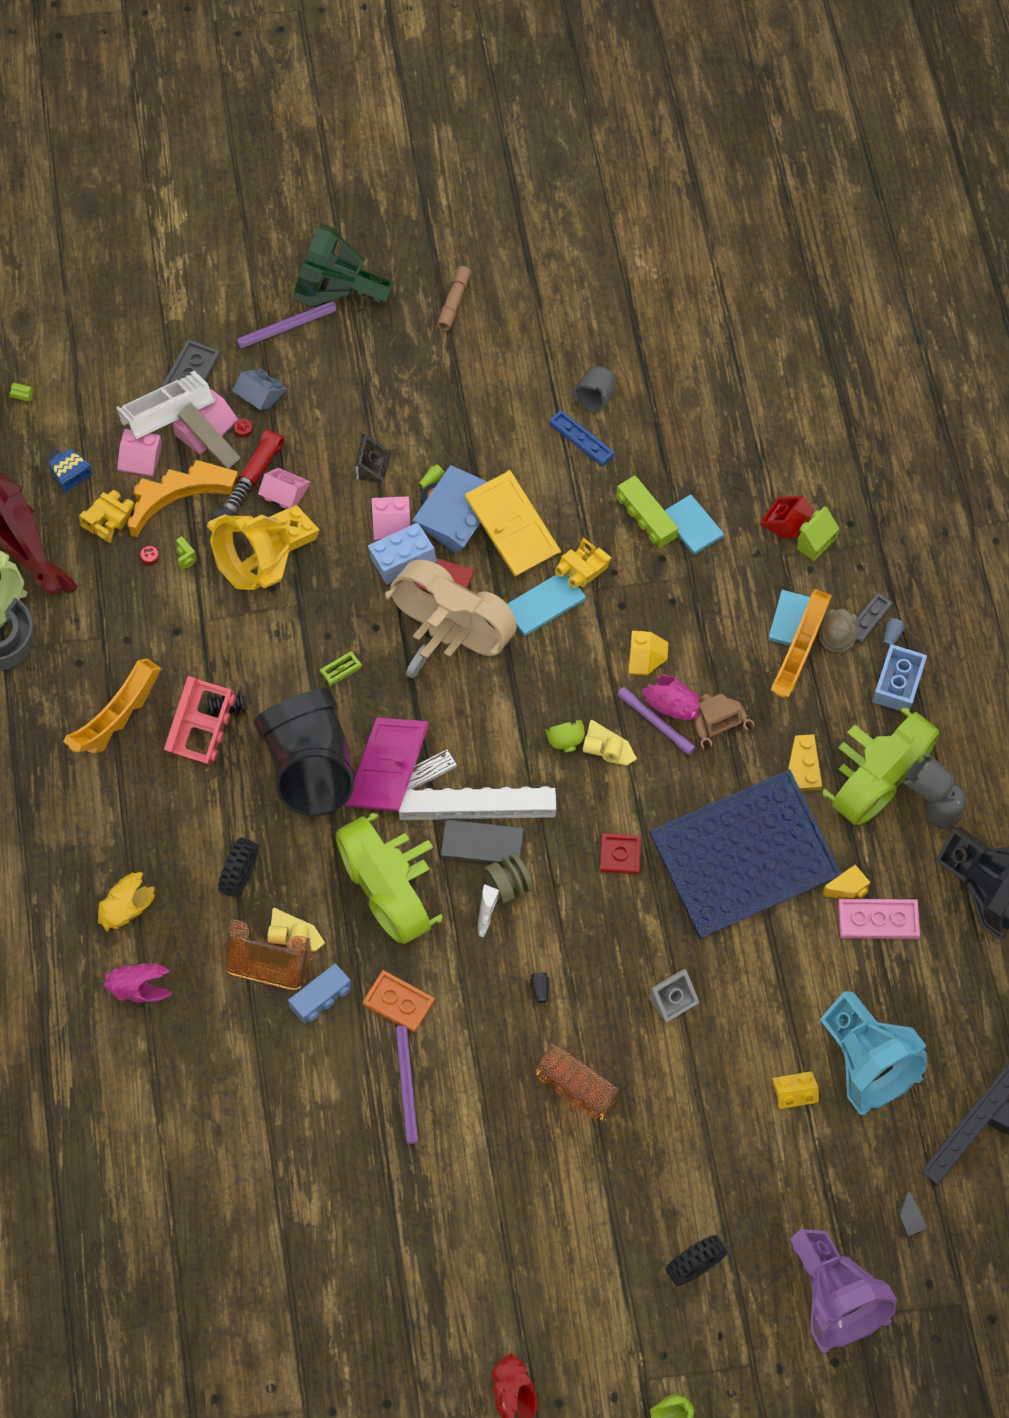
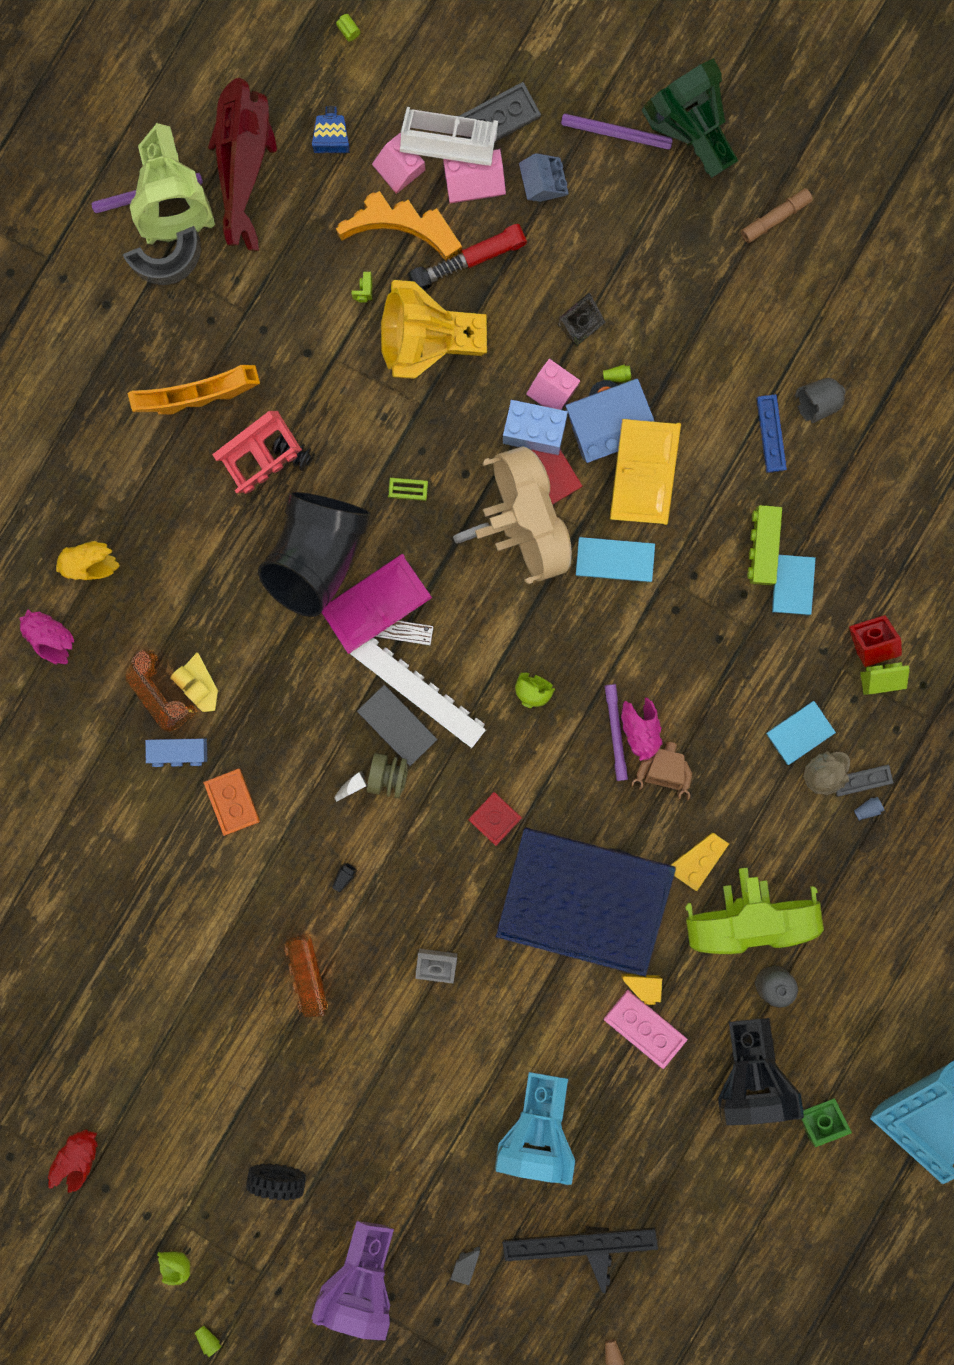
camera: 40 degrees right, 25 degrees up
(107, 509) = (332, 197): yellow hips -> none
(149, 555) = (337, 266): tile -> none
(208, 436) = (463, 193): dark tan tile -> none
(238, 867) = (188, 604): black wheel -> none
(243, 427) = (503, 204): red tile -> none
(283, 487) = (490, 288): bright pink slope -> none
(385, 877) = (291, 703): lime piece -> none
(406, 1085) = (185, 871): medium lavender axle -> none
(583, 564) = (665, 552): yellow hips -> none
(608, 745) = (561, 722): light yellow panel -> none
(646, 653) = (657, 669): yellow slope -> none
(796, 1090) = (465, 1108): yellow bracket -> none
(801, 644) = (779, 768): light orange arch -> none
(899, 678) = (837, 855): light blue brick -> none
(930, 779) = (773, 972): dark grey cylinder -> none

